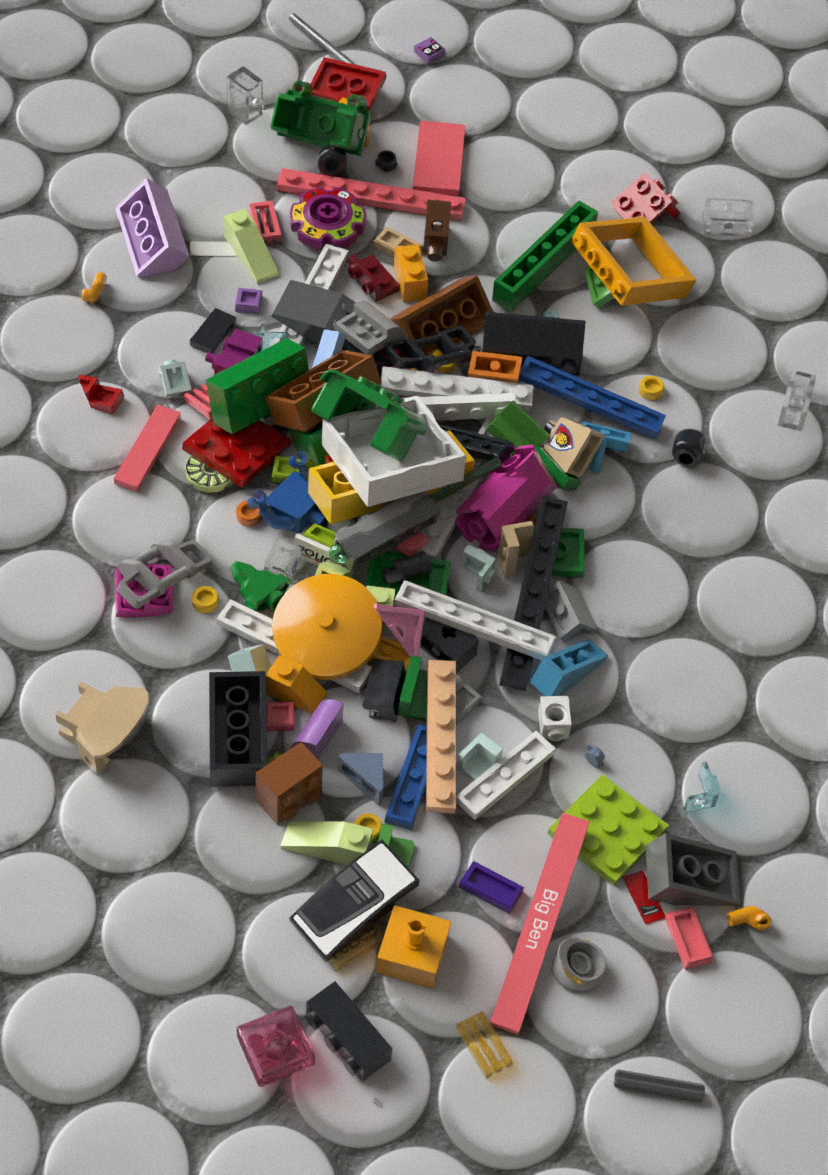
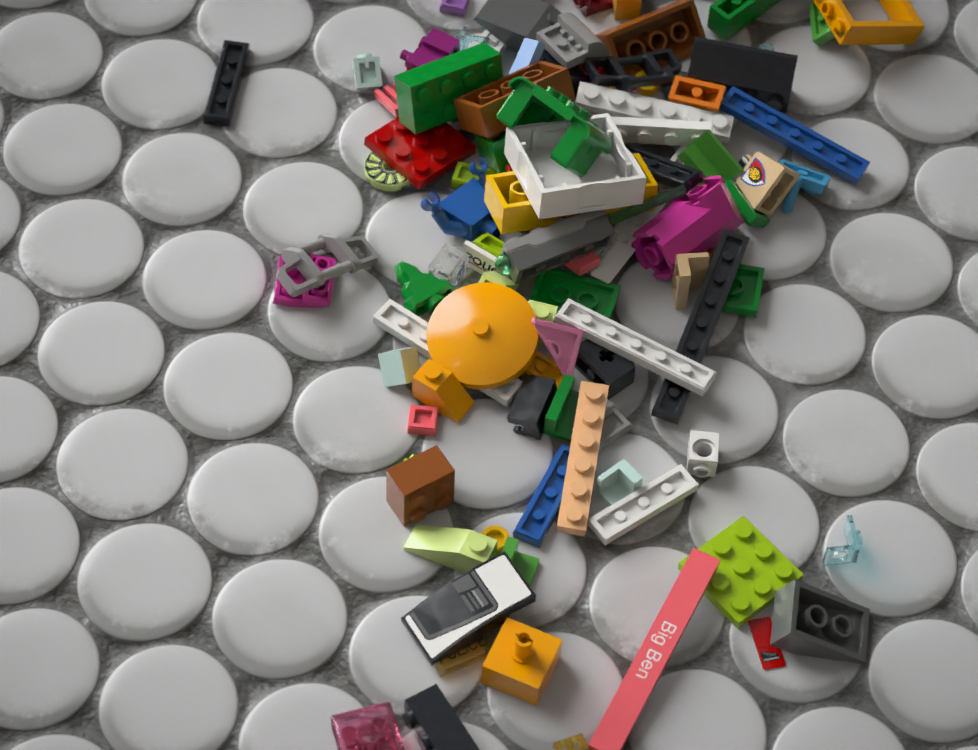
camera: 10 degrees right, 0 degrees up
(38, 402) = (226, 83): none -> black tile
(100, 396) = (288, 83): red slope -> none
(102, 721) = (243, 403): tan piece -> none
(147, 448) = (329, 140): coral tile -> none
(205, 599) = (365, 296): yellow tile -> none
(213, 331) = (413, 28): black tile -> none
(237, 727) = (376, 424): black brick -> none
(247, 516) = (419, 218): orange tile -> none
(321, 726) = (463, 435): medium lavender brick -> none
(365, 772) = (499, 484): sand blue slope -> none
(407, 568) = (574, 287): black hinge -> none
(440, 538) = (613, 262): none -> white sticker
(481, 564) = (651, 292): light aqua bracket -> none
(491, 887) = (611, 613): dark purple tile -> none
(567, 667) = (723, 405): dark azure slope -> none
(568, 610) = (735, 348): light grey panel -> none
(579, 964) = (688, 700): light grey piece -> none
(594, 756) = (738, 496): sand blue piece -> none
(651, 388) = (860, 132): yellow tile -> none
(689, 447) = (889, 197): black head -> none
(689, 938) = (806, 688): coral tile -> none
(750, 915) = (874, 675): light orange arm -> none

